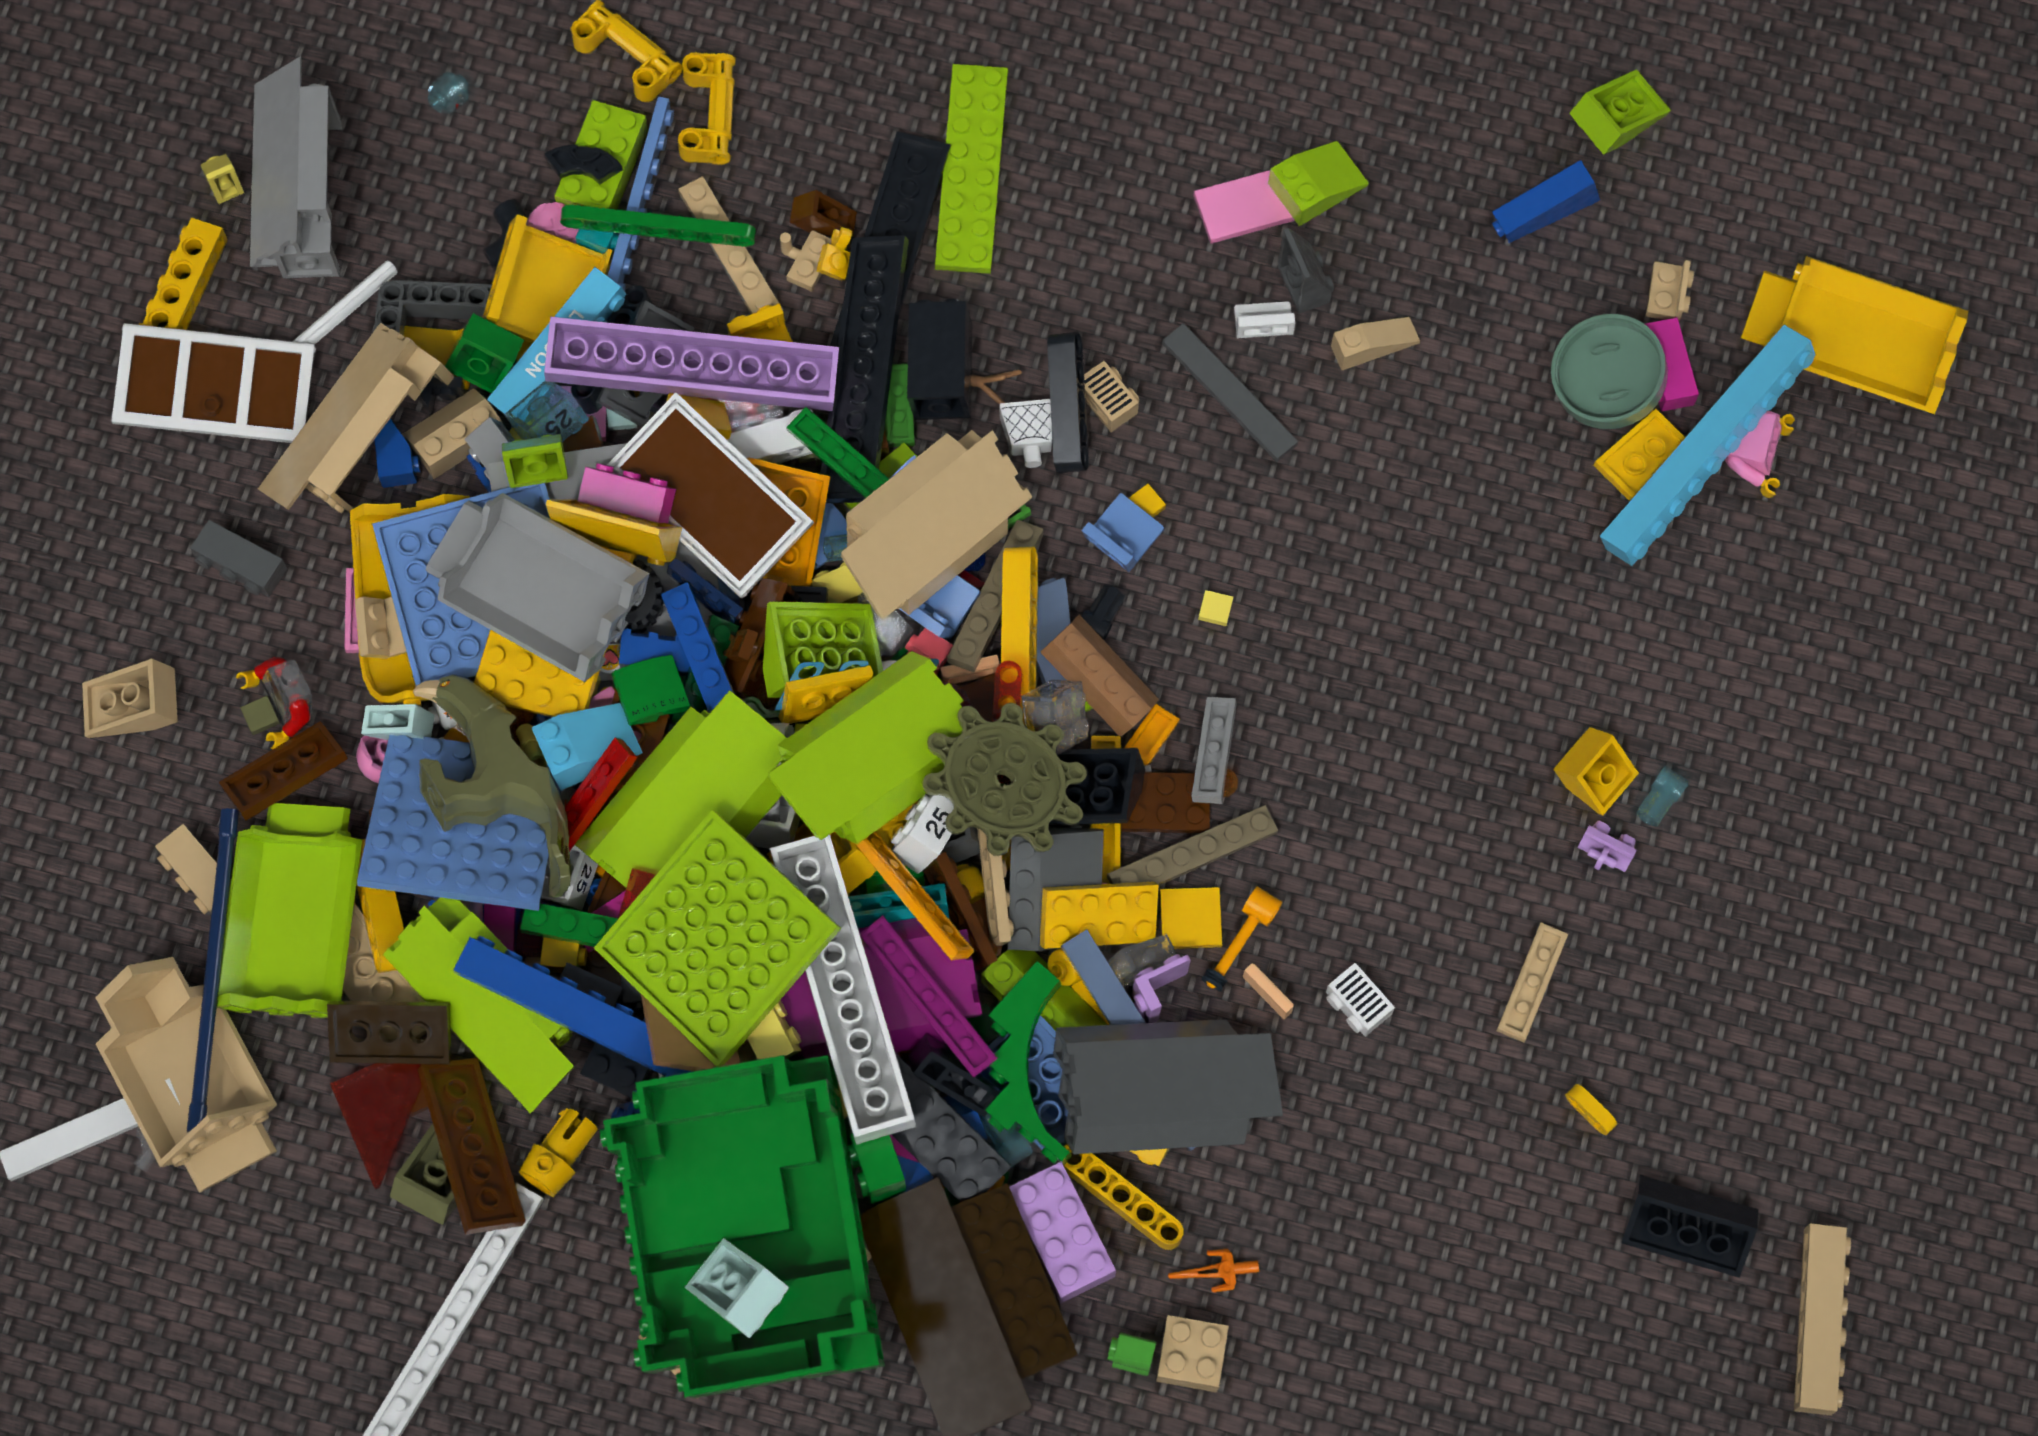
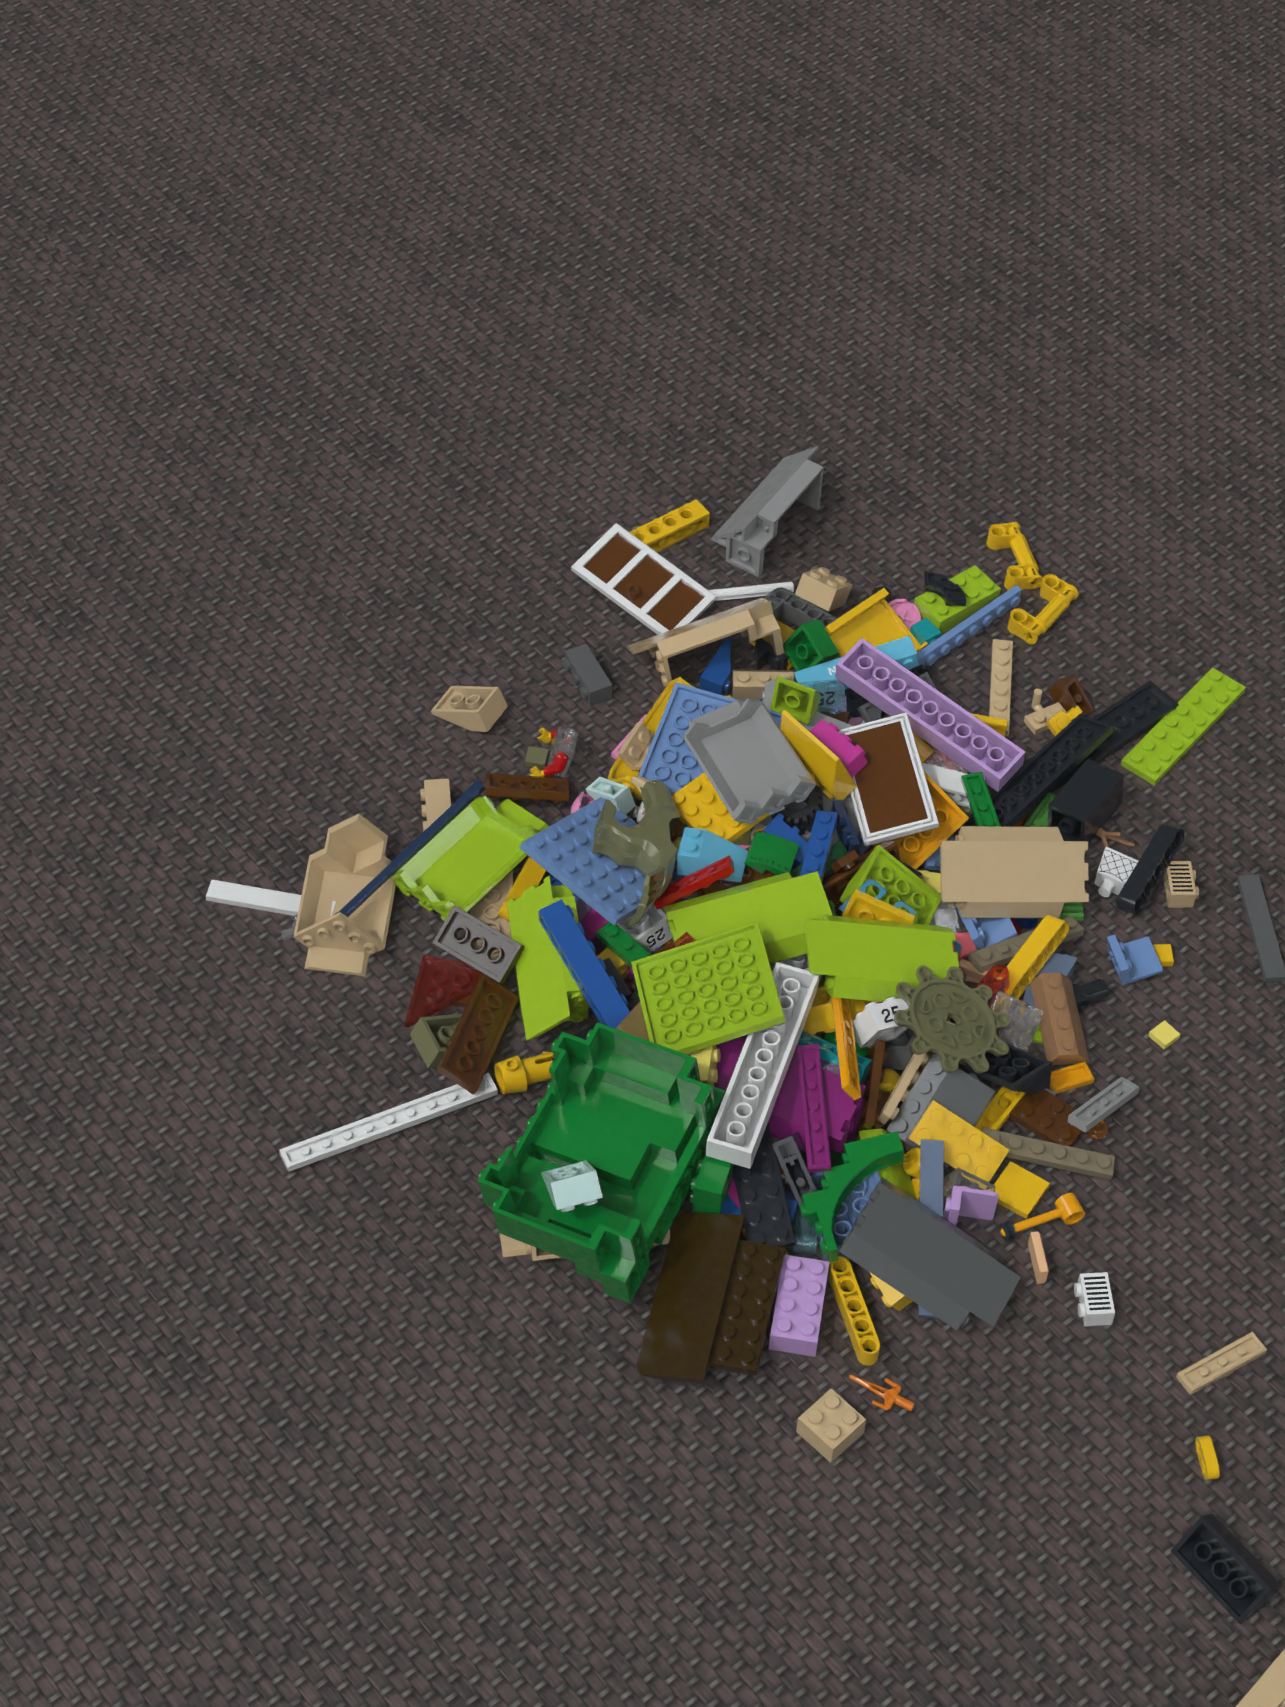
camera: 35 degrees right, 20 degrees down
(222, 178) = (729, 493): light yellow slope -> none
(437, 252) = (824, 588): none -> tan brick
(448, 93) = (893, 522): clear light blue head -> none
(658, 225) = (927, 615): green beam -> none
(1131, 1353) = (791, 1396): bright green brick -> none

